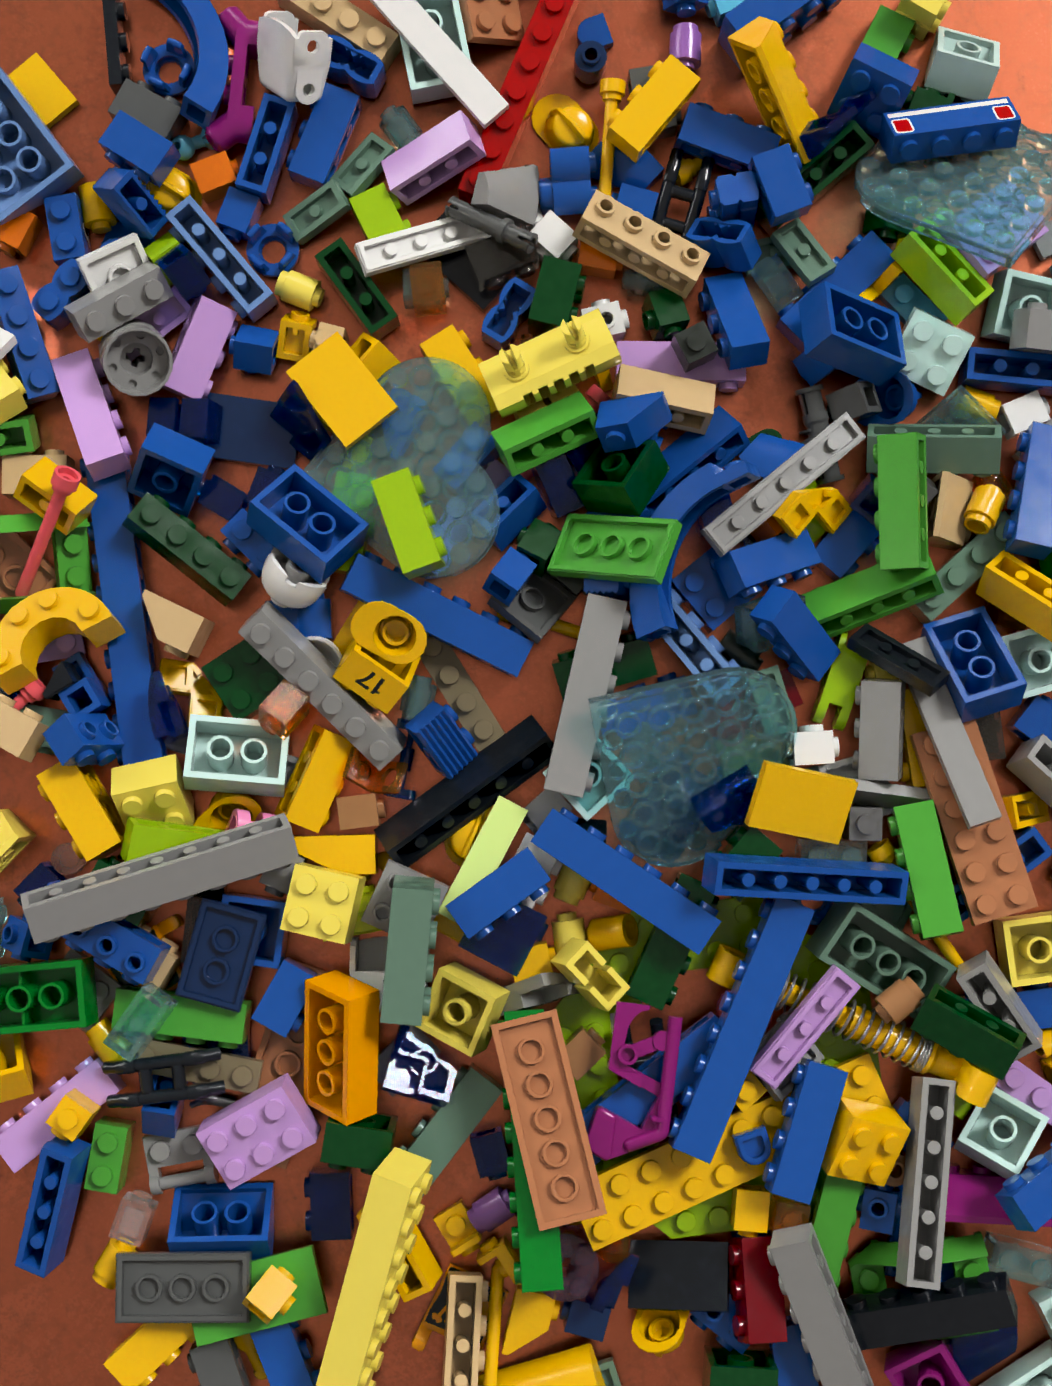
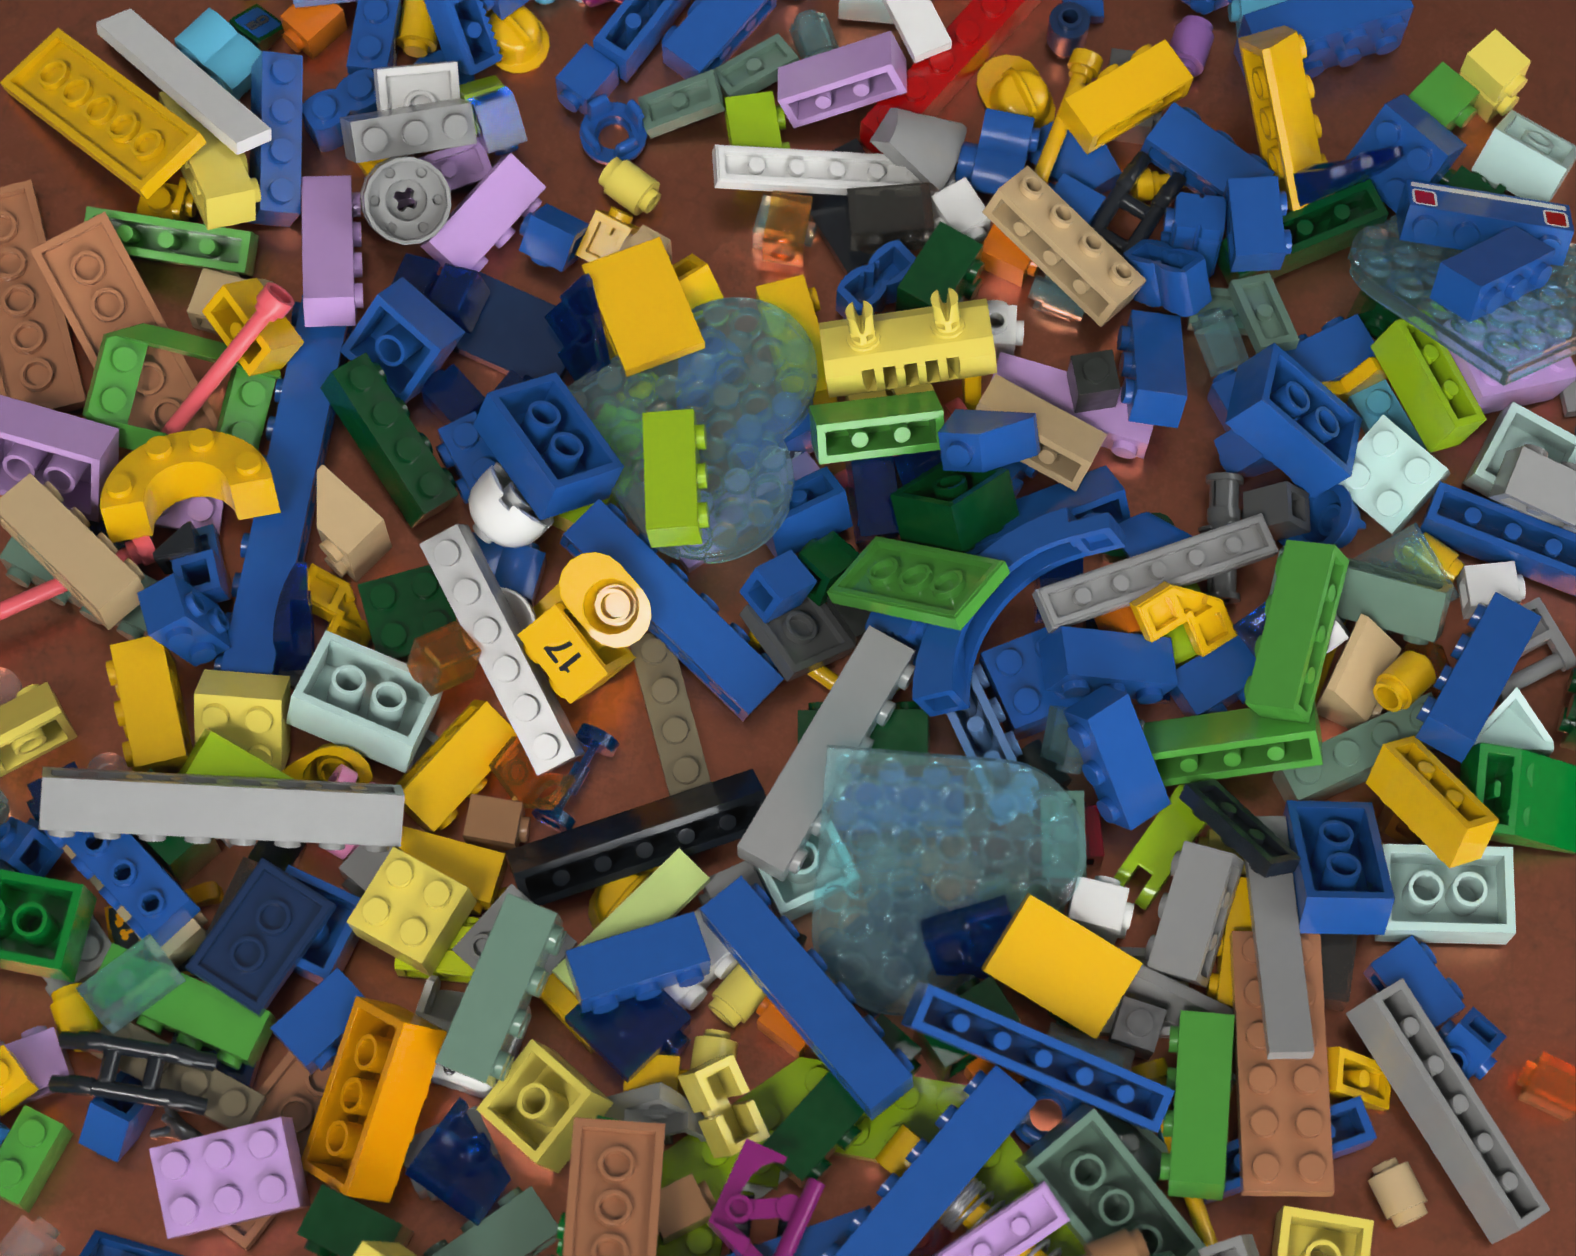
camera: 20 degrees right, 15 degrees down
(171, 1151) = (111, 1182): light grey plate -> none
(215, 175) = (571, 28): orange brick -> none
(222, 259) = (548, 124): medium blue brick -> none
(356, 290) = (700, 204): dark green brick -> none
(417, 696) = (616, 706): clear light blue brick -> none
(441, 739) = (629, 762): blue brick -> none
(502, 229) = (900, 180): dark grey pin -> none
(612, 932) = (772, 1071): yellow brick -> none
(664, 314) = (1068, 334): dark green brick -> none
(974, 176) = (1492, 274): none -> blue brick

